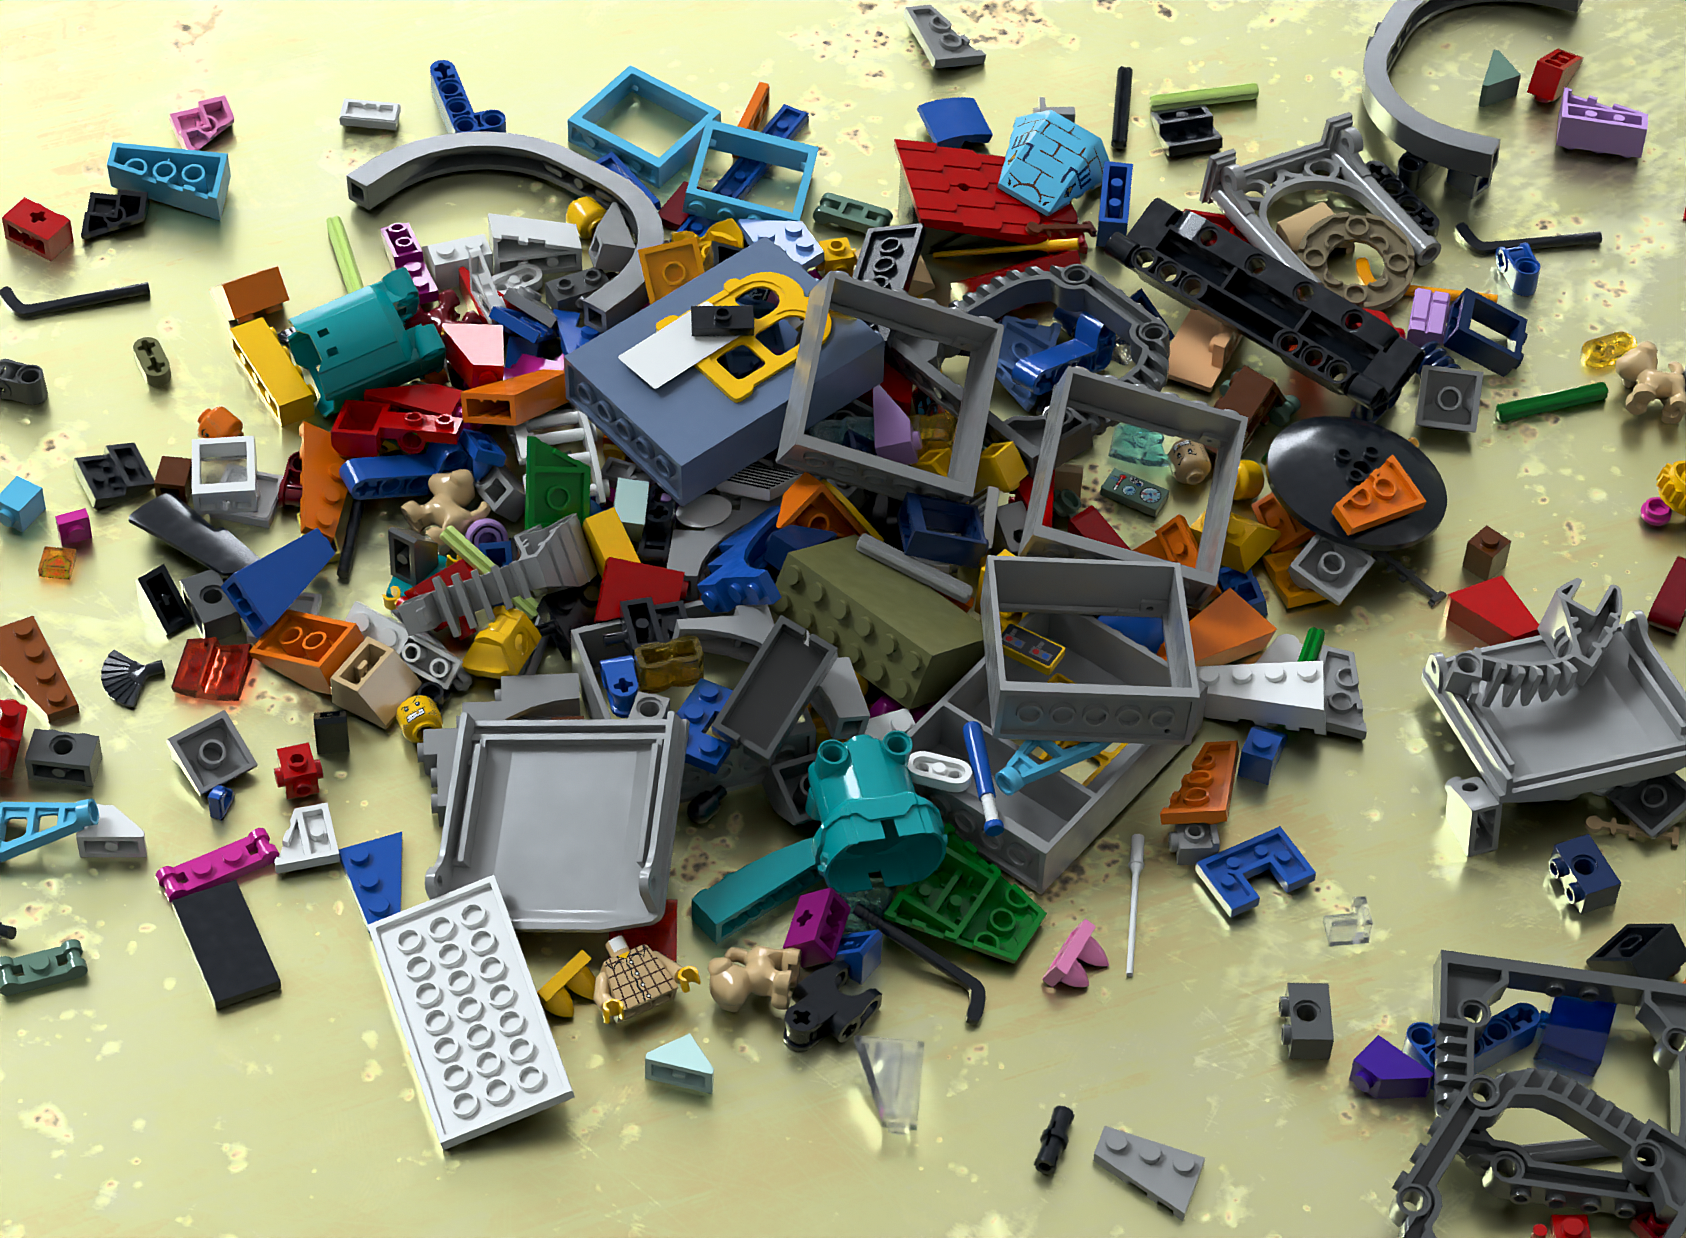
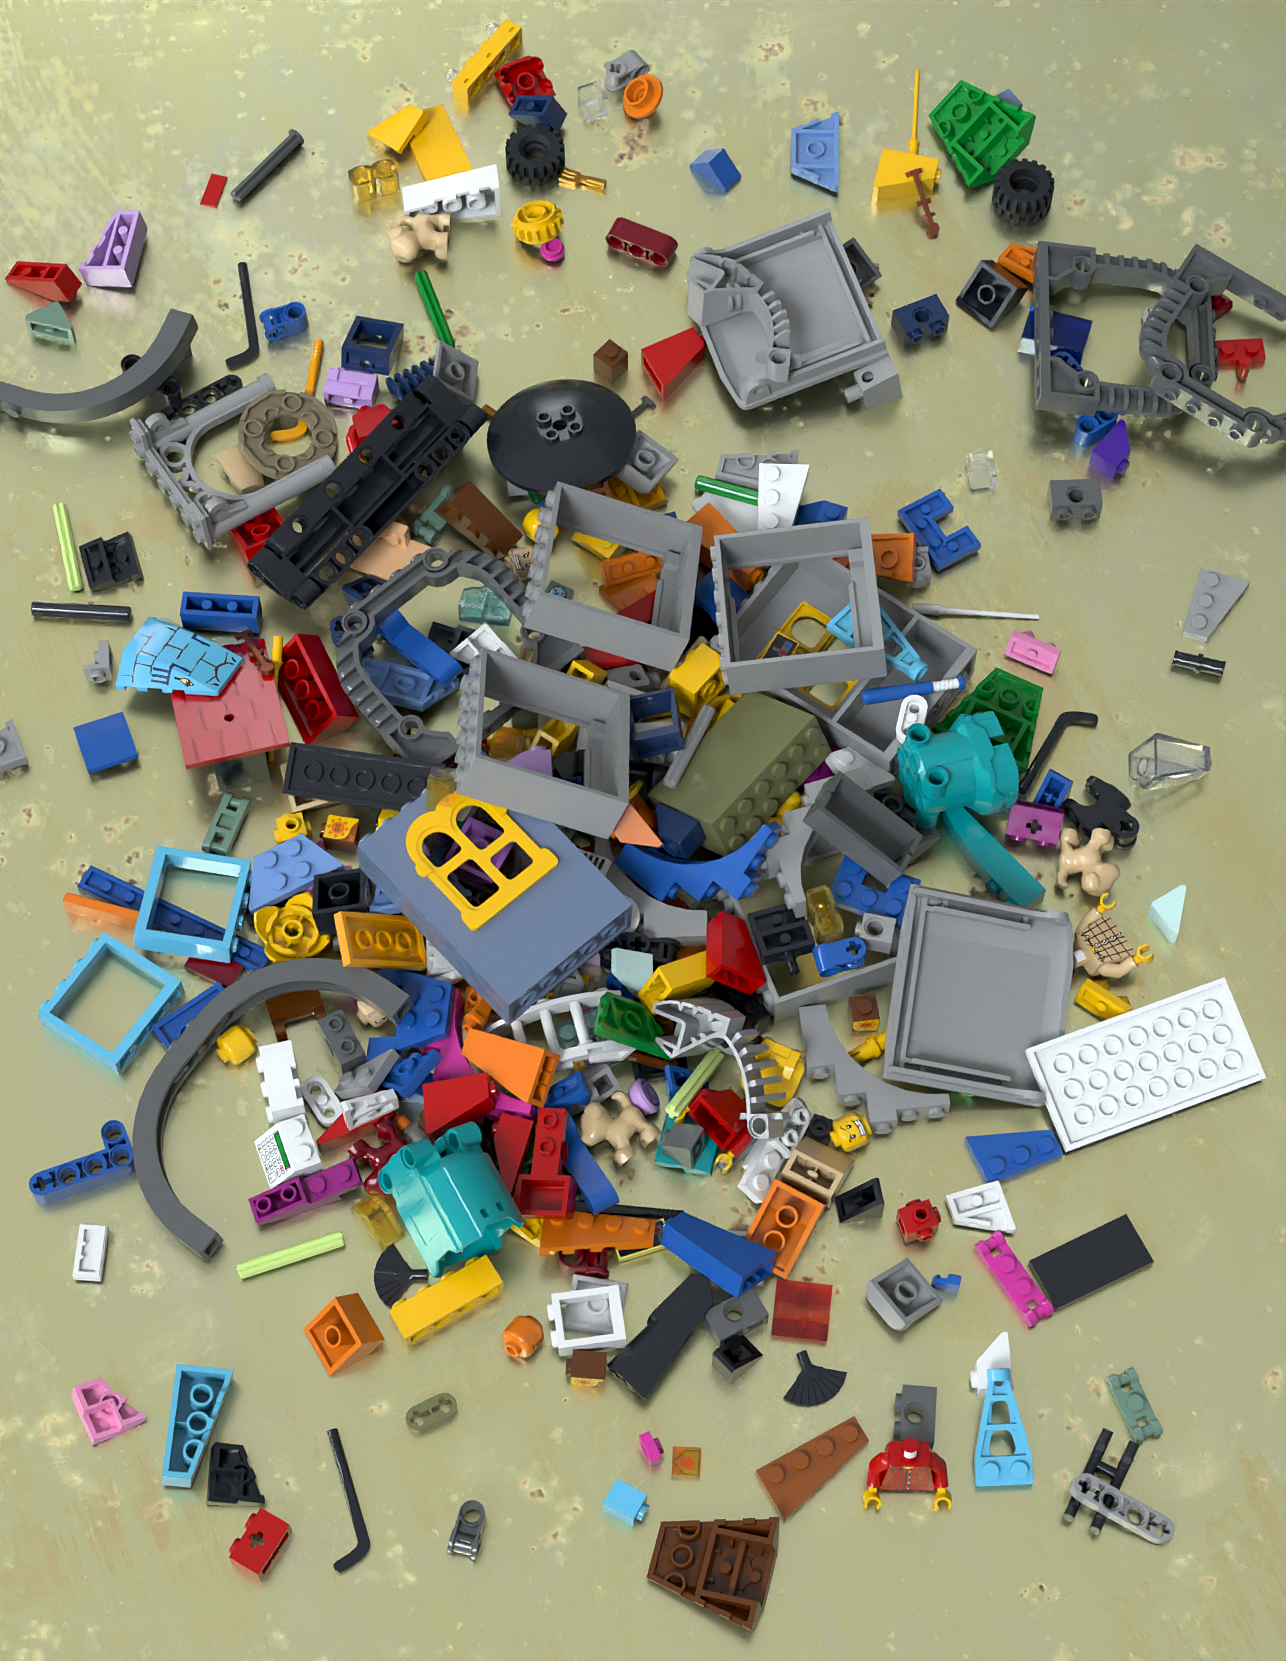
camera: 90 degrees left, 15 degrees up
(114, 476) = (577, 1427): black slope -> none
(612, 242) = (288, 1011): light grey slope -> none
(671, 351) = (498, 906): white sticker -> none
(722, 320) = (474, 871): black plate -> none
(1380, 498) = (601, 411): orange wing -> none
(1606, 349) = (373, 266): clear yellow plate -> none

